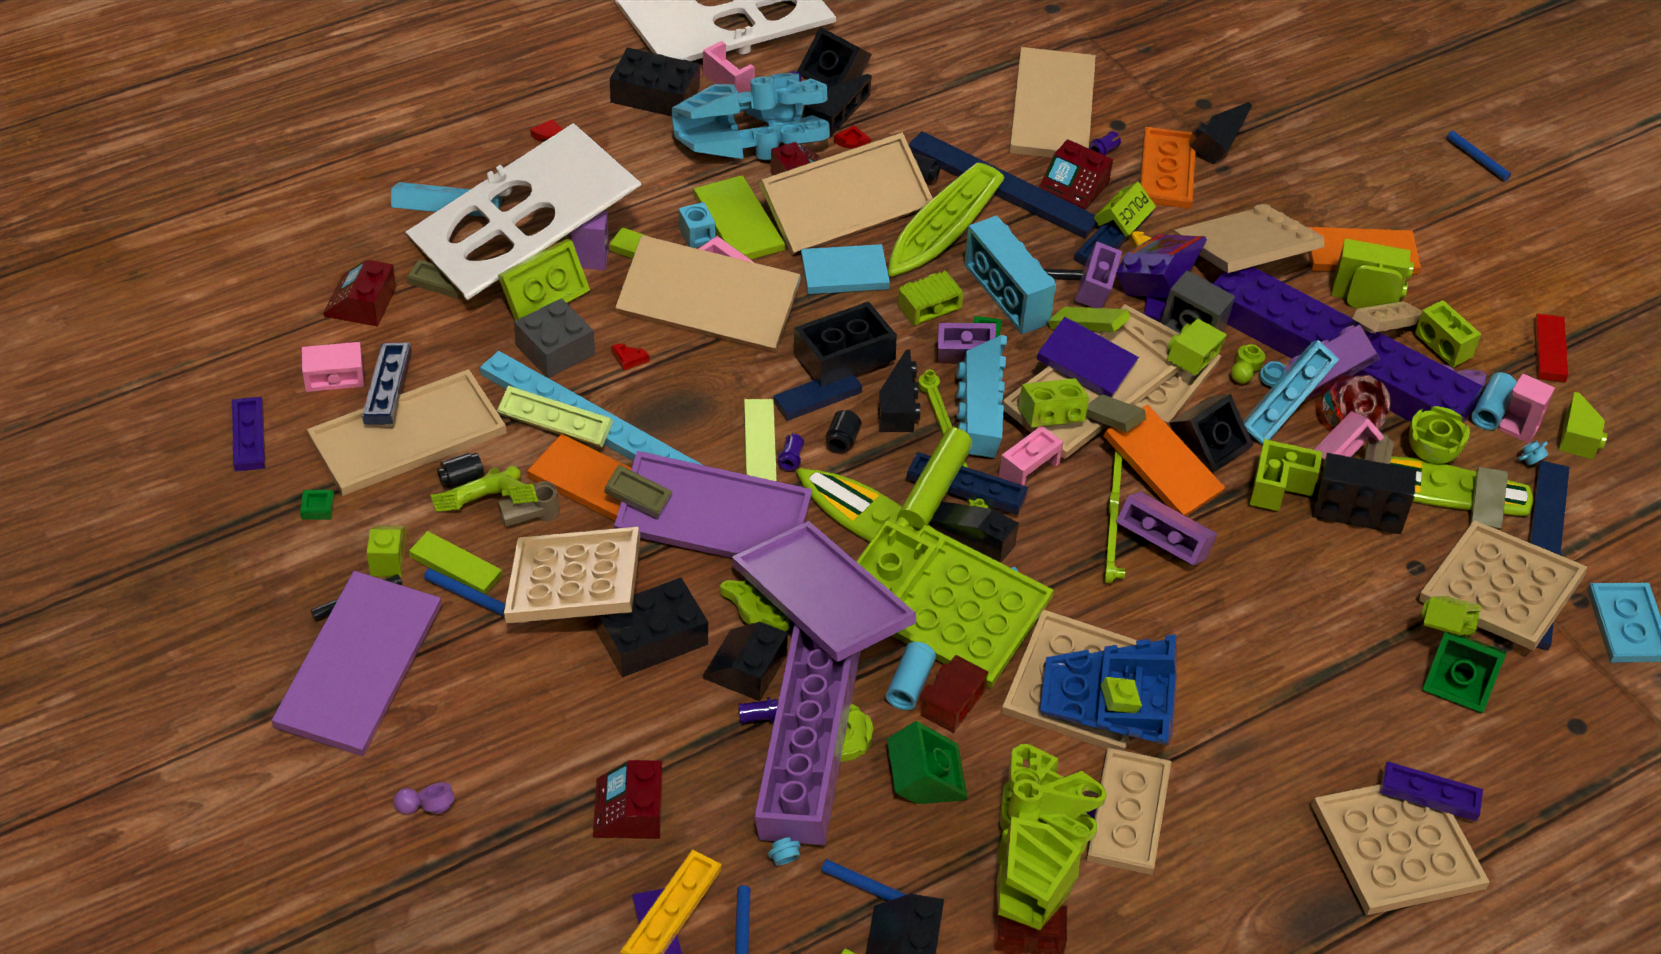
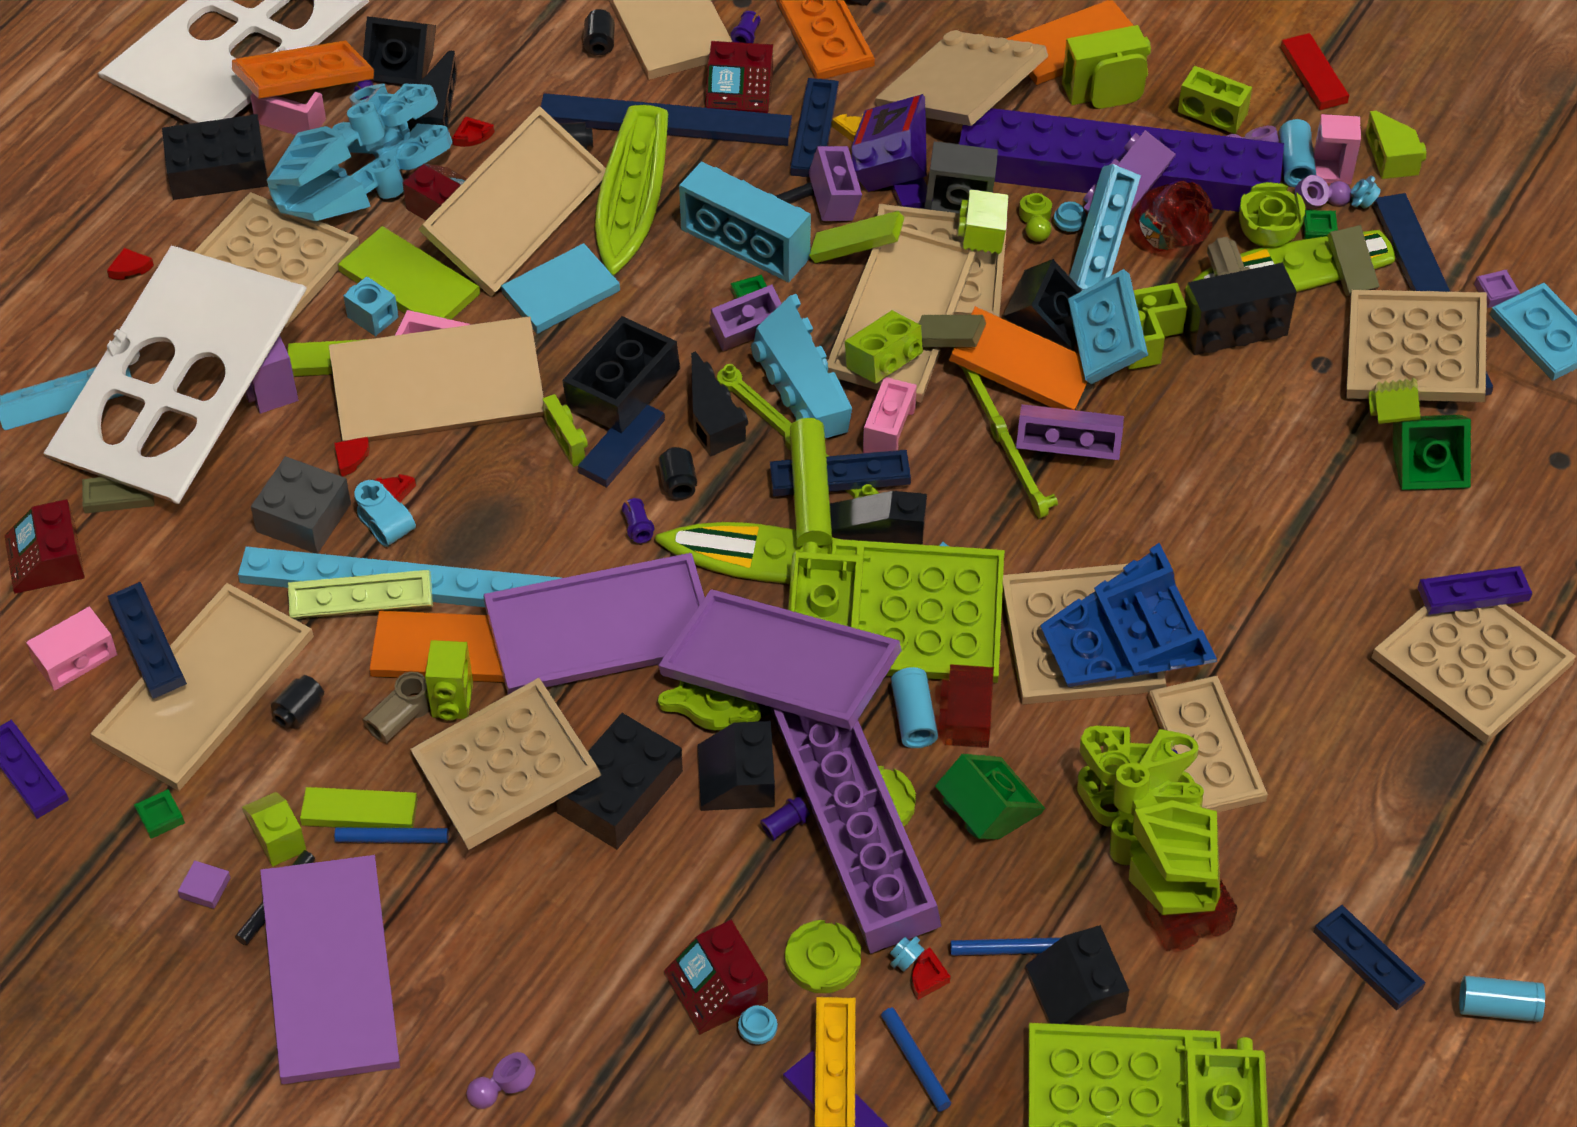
camera: 25 degrees left, 5 degrees up
(314, 565) = (204, 884): none -> medium lavender tile
(492, 483) = (342, 702): lime piece -> none
(544, 279) = (250, 446): lime plate -> none
(573, 499) = (449, 679): none -> lime brick
(608, 367) = (382, 512): none -> medium azure piece
(616, 319) = (351, 454): none -> red tile
(638, 491) = (513, 639): olive tile -> none
(638, 850) = (757, 1025): none -> medium azure plate
(659, 162) = (279, 245): none -> tan plate
(722, 825) = (823, 956): none -> lime tile
(753, 46) = (302, 69): none -> orange tile
(760, 438) = (594, 521): yellowish green tile -> none
(781, 357) = (561, 425): none -> lime plate
(793, 876) = (928, 974): none -> red tile
(930, 297) = (673, 283): lime brick -> none
(990, 104) = (599, 32): none -> black brick
(1087, 357) = (884, 281): dark purple tile -> none
(1121, 695) = (1141, 631): lime plate -> none
(1127, 208) = (815, 92): lime panel -> none
(1244, 462) = (1107, 327): none -> medium azure tile
(1349, 436) = (1189, 255): bright pink panel -> none
(1387, 316) = (1152, 106): tan plate -> none
(1480, 458) = (1319, 223): none -> green tile
(1510, 444) = (1336, 193): none -> medium lavender plate
(1604, 569) = (1498, 287): none -> medium lavender tile

